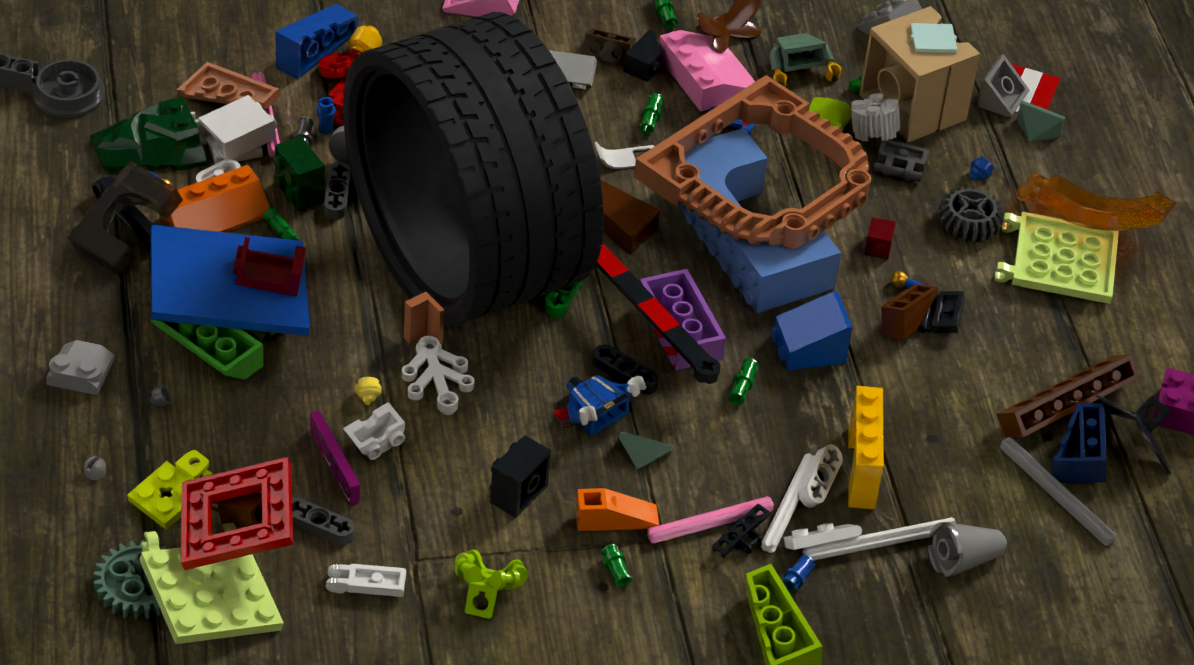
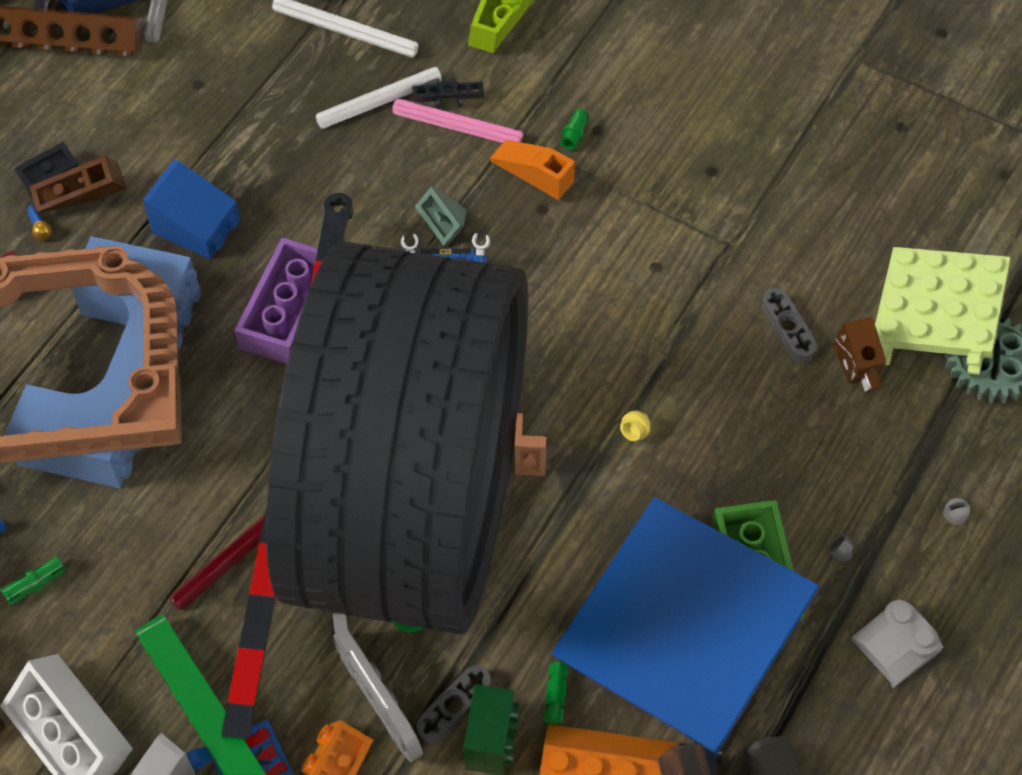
camera: 135 degrees left, 15 degrees up
(168, 479) = (888, 435): neon yellow plate -> none
(268, 270) = (634, 597): dark red panel -> none
(275, 531) = (941, 312): red plate -> none
(335, 457) = (727, 371): magenta tile -> none
(366, 579) = (792, 241): white hinge -> none
(377, 433) = (671, 371): white cylinder -> none
(431, 350) = (554, 407): white plant -> none
(472, 570) = (691, 178): lime piece -> none
(520, 476) = (589, 233): black brick -> none
(621, 157) = (121, 550): white piece -> none
(627, 219) = (211, 466): reddish brown slope -> none
(743, 381) = (276, 229): green pin -> none
(796, 576) = (440, 37): blue pin -> none
(812, 480) = (332, 97): white beam -> none
(826, 533) = (390, 50): white hinge -> none
(866, 438) = (252, 84): yellow arch -> none

